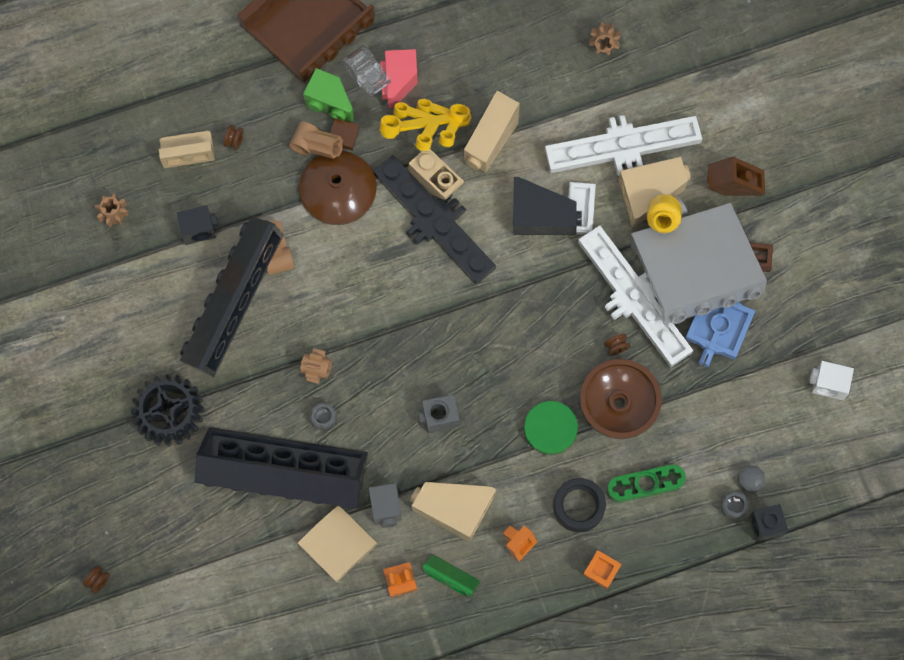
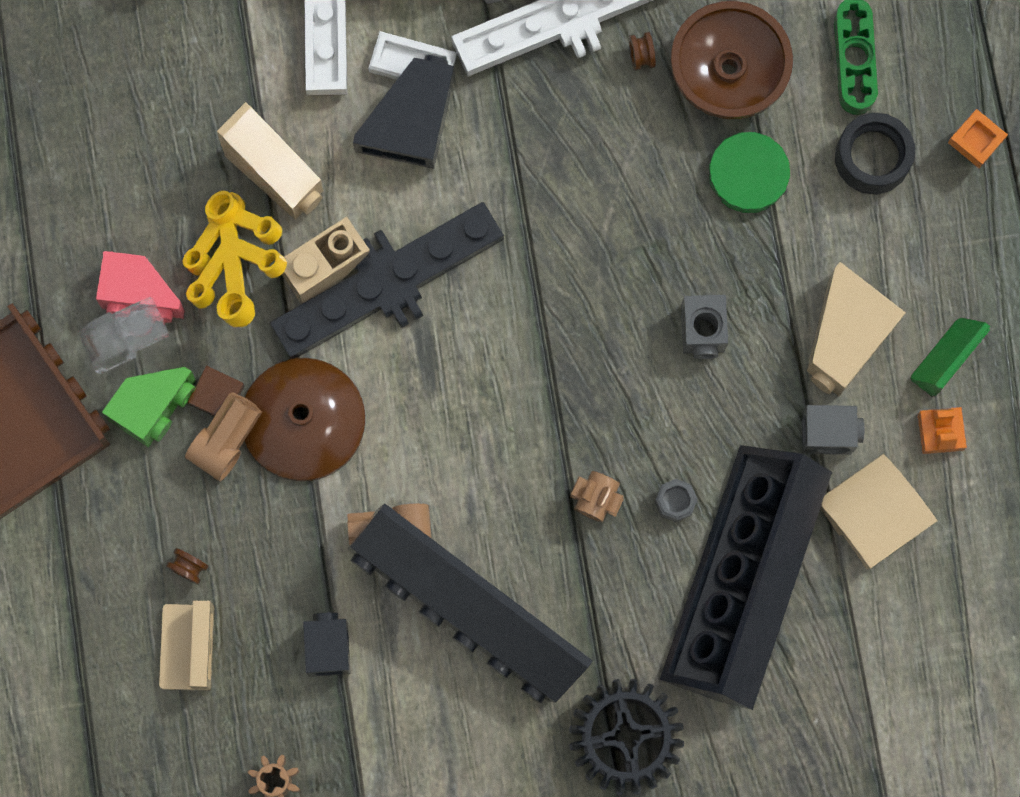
camera: 85 degrees left, 5 degrees up
(519, 541) = (915, 248): orange tile -> none

